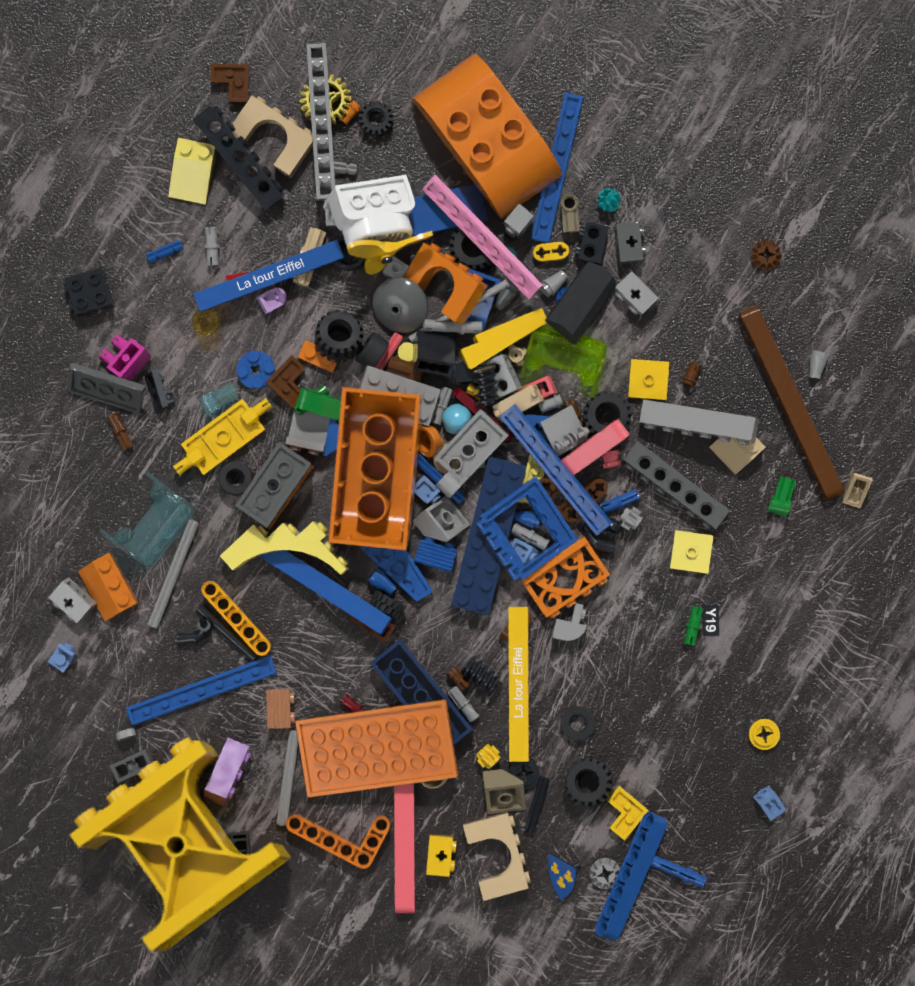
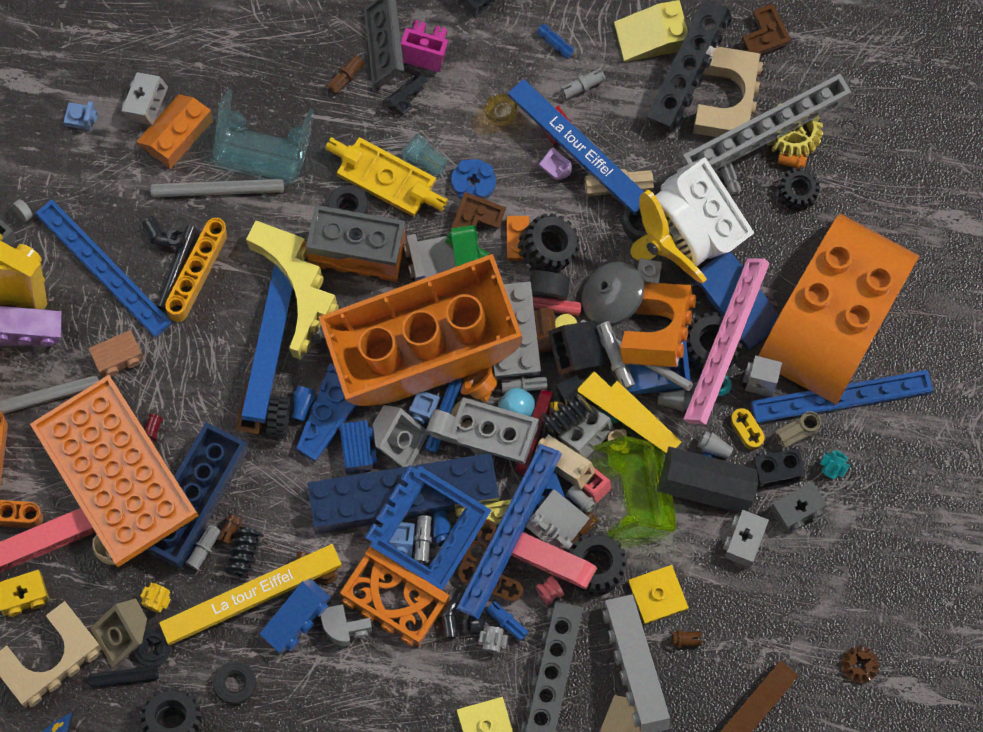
camera: 60 degrees right, 15 degrees down
(551, 657) = (296, 616): none -> blue brick

